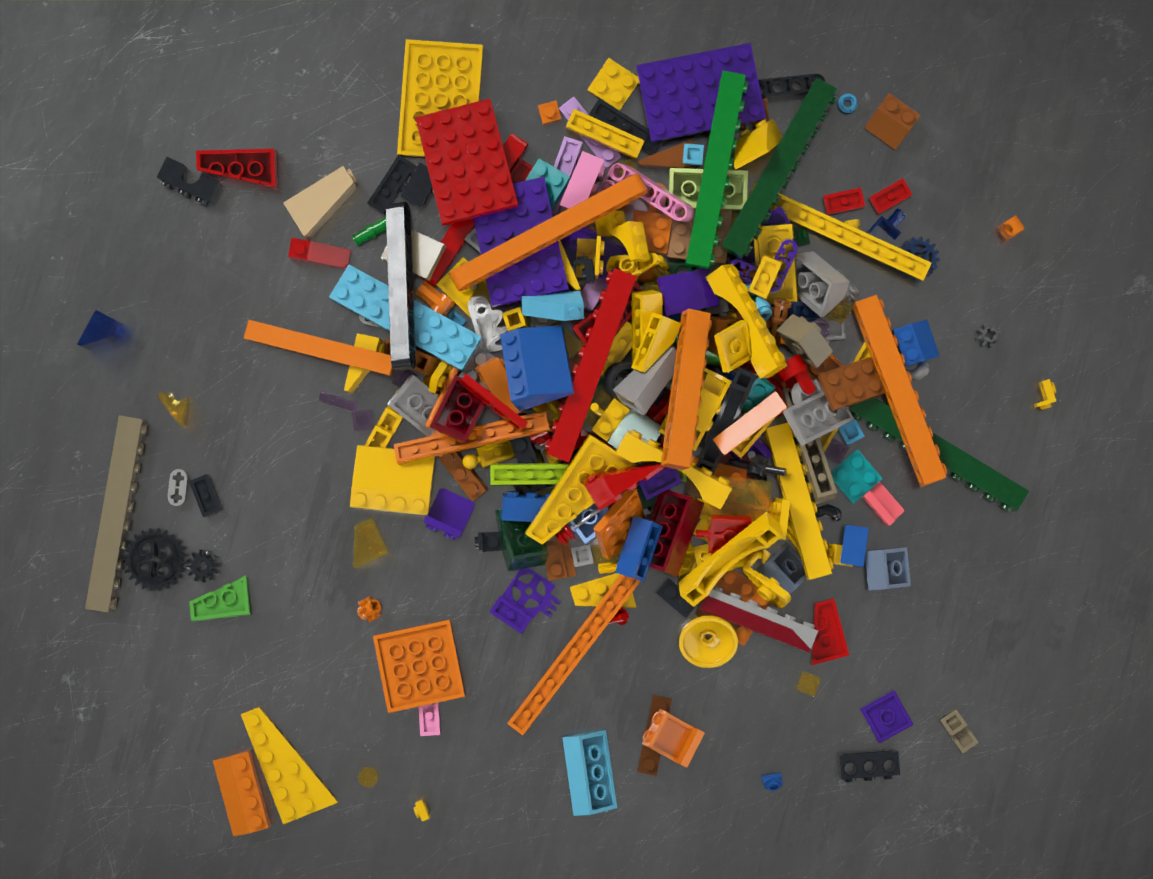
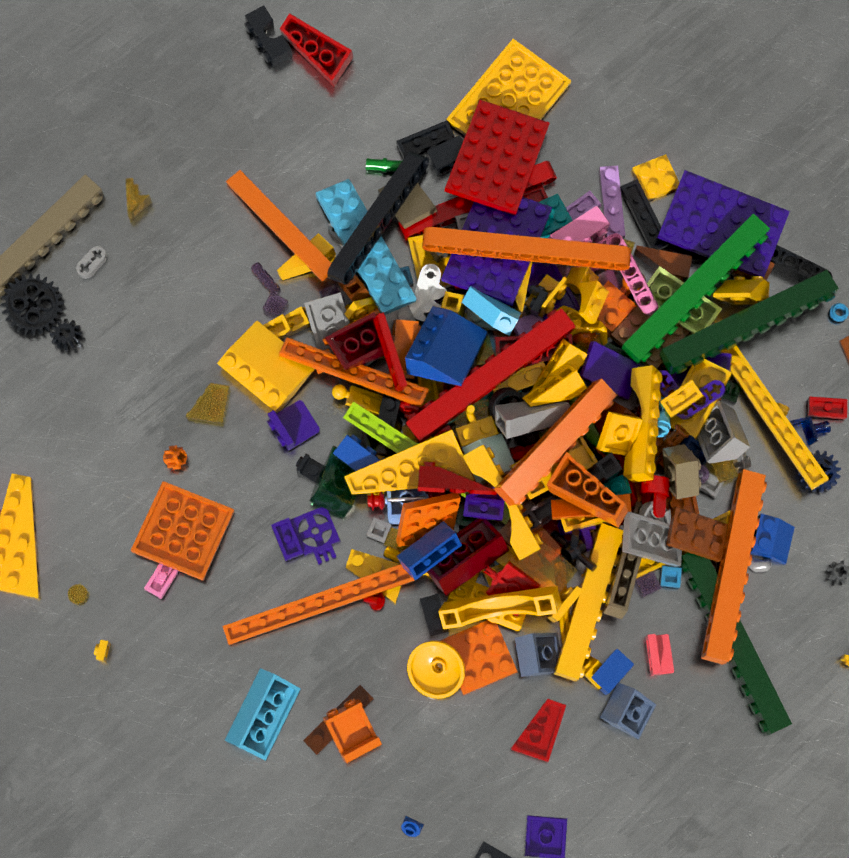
camera: 30 degrees right, 10 degrees down
(100, 331) = (117, 101): clear blue slope -> none
(205, 495) = (108, 282): black plate -> none
(225, 602) = (61, 375): bright green wing -> none
(318, 253) = (330, 154): red slope -> none
(320, 201) = (361, 114): tan slope -> none
(439, 302) = (399, 248): orange piece -> none
(466, 478) = (327, 405): dark orange plate -> none
(549, 112) = (589, 166): orange plate -> none
(559, 560) = (357, 521): dark orange plate -> none
(604, 134) = (623, 208): yellow plate -> none
(693, 154) = (685, 267): medium azure plate -> none
(733, 416) = (585, 491): none -> orange wedge
(759, 620) = (491, 679): brick -> none
(768, 588) = (515, 655): yellow animal -> none
(808, 683) = (497, 763): clear yellow plate -> none
(829, 510) = (610, 629): black arm -> none
(843, 201) = (785, 386): red plate -> none
(855, 476) = (650, 616): teal plate -> none

